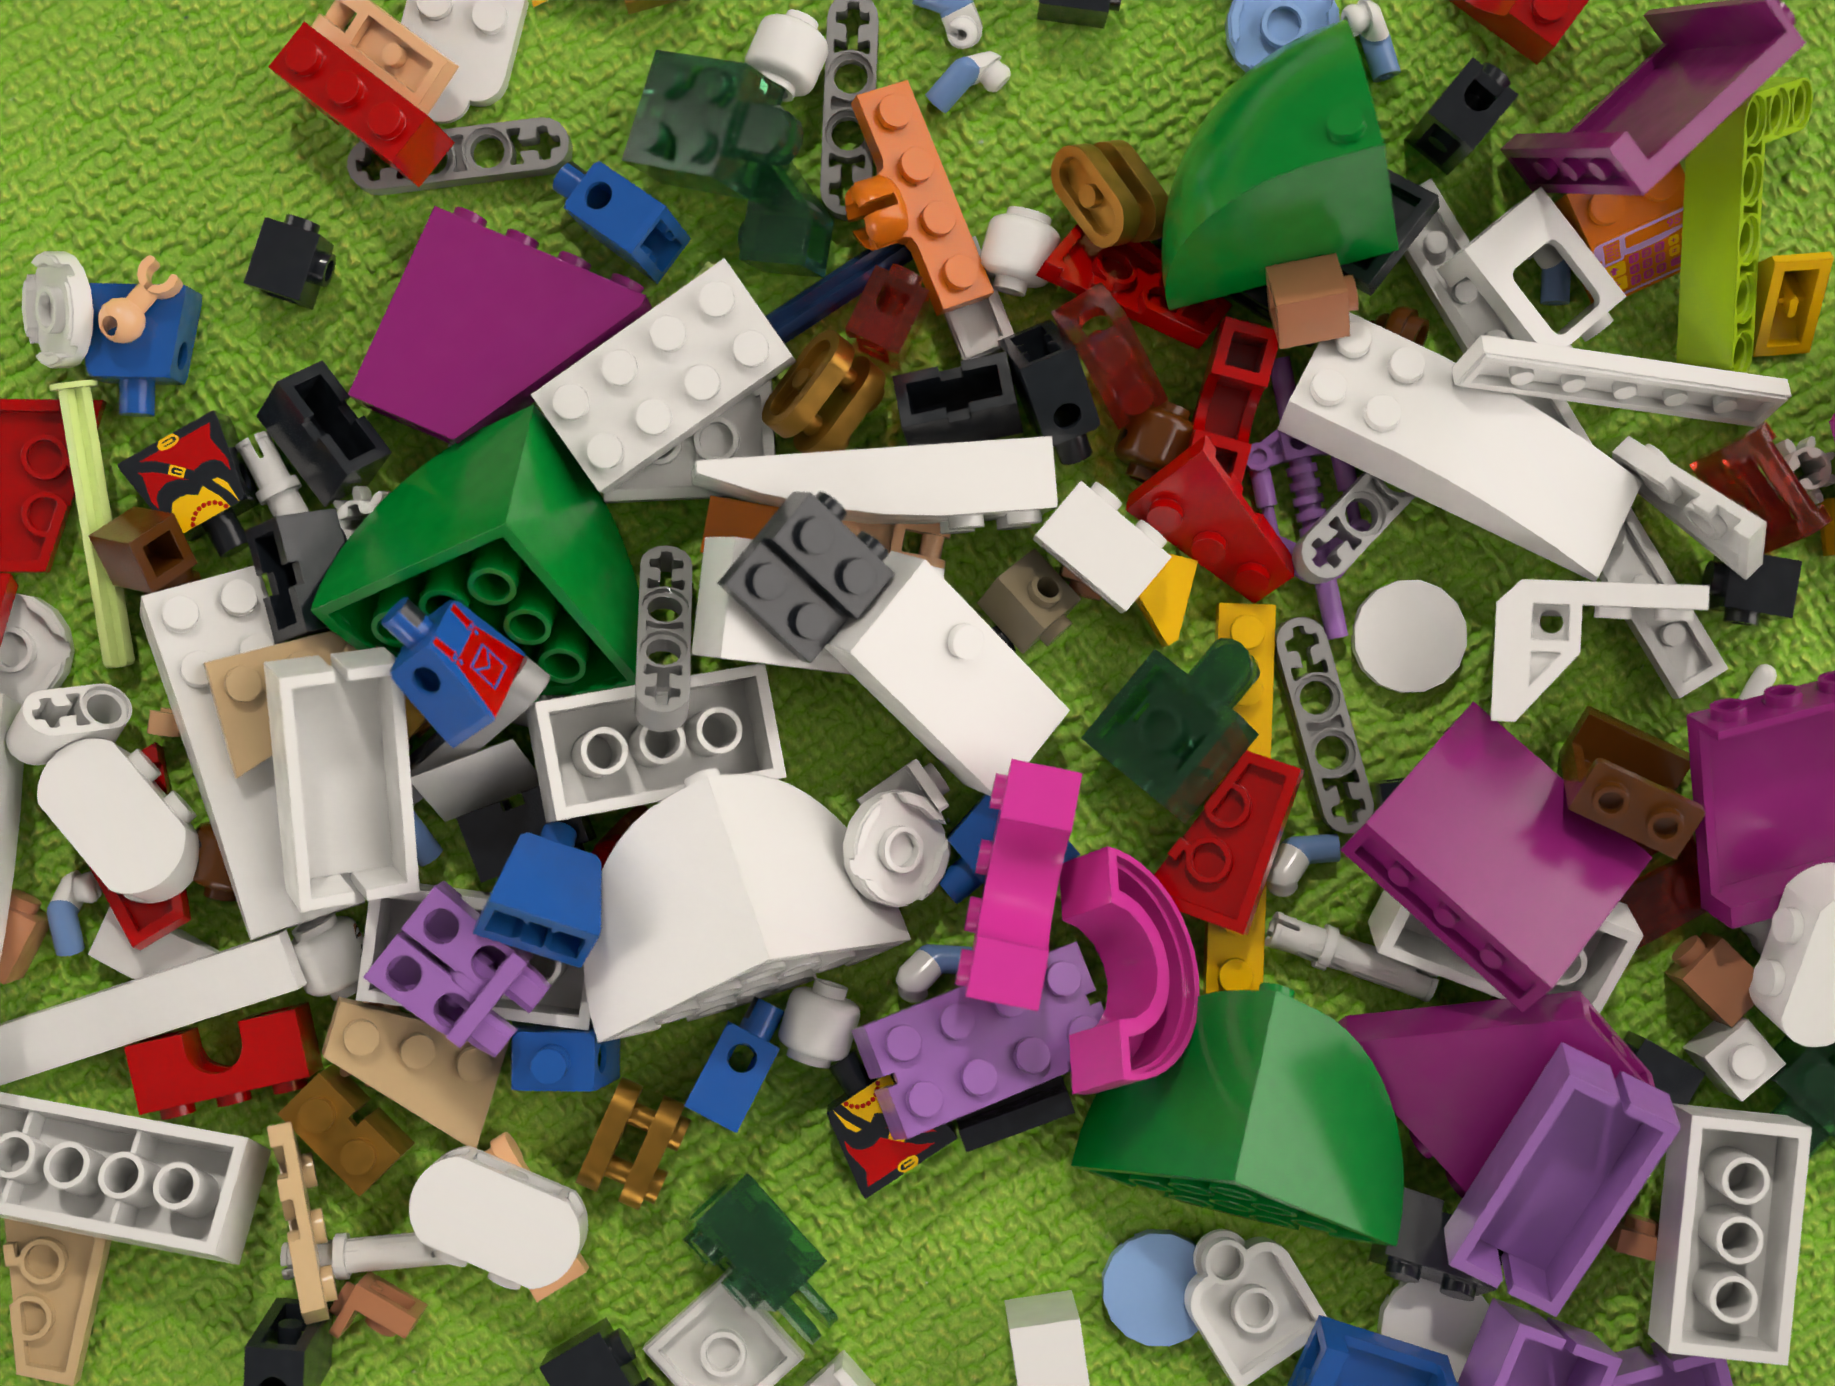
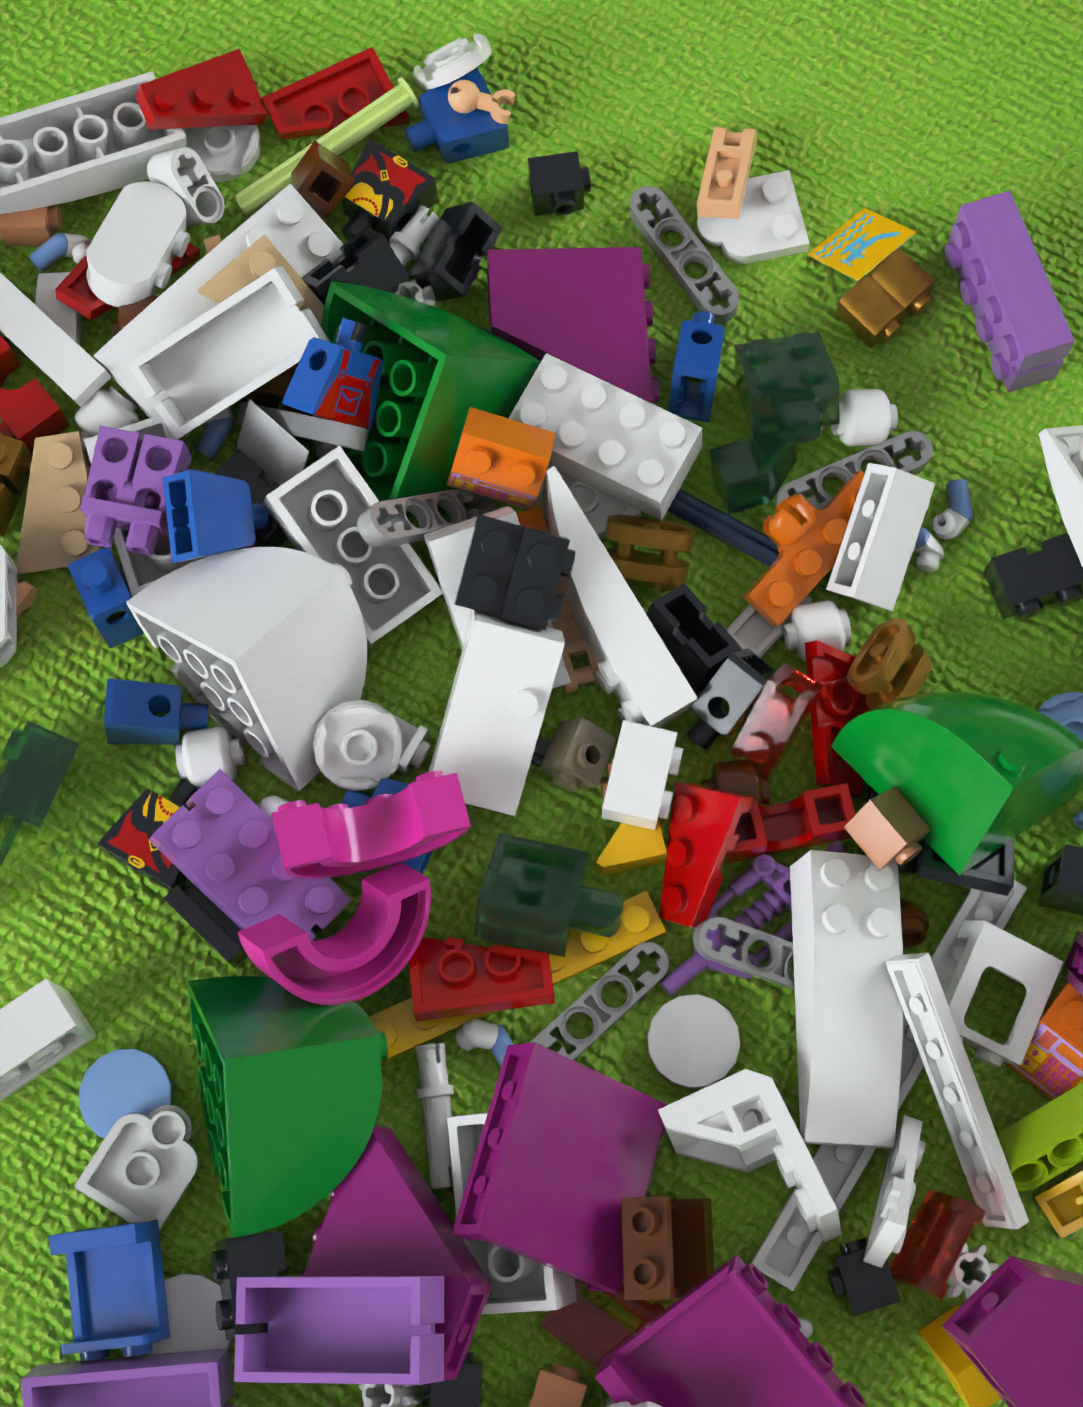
camera: 70 degrees right, 15 degrees down
(362, 104) = (681, 175): red arch -> none
(640, 512) = (501, 458): none -> orange slope
(643, 1177) = (48, 690): pearl gold brick -> none
(888, 315) = (724, 561): clear red brick -> none
(951, 117) = (880, 536): none -> white brick
(1554, 276) = (1004, 1019): medium blue arm -> none

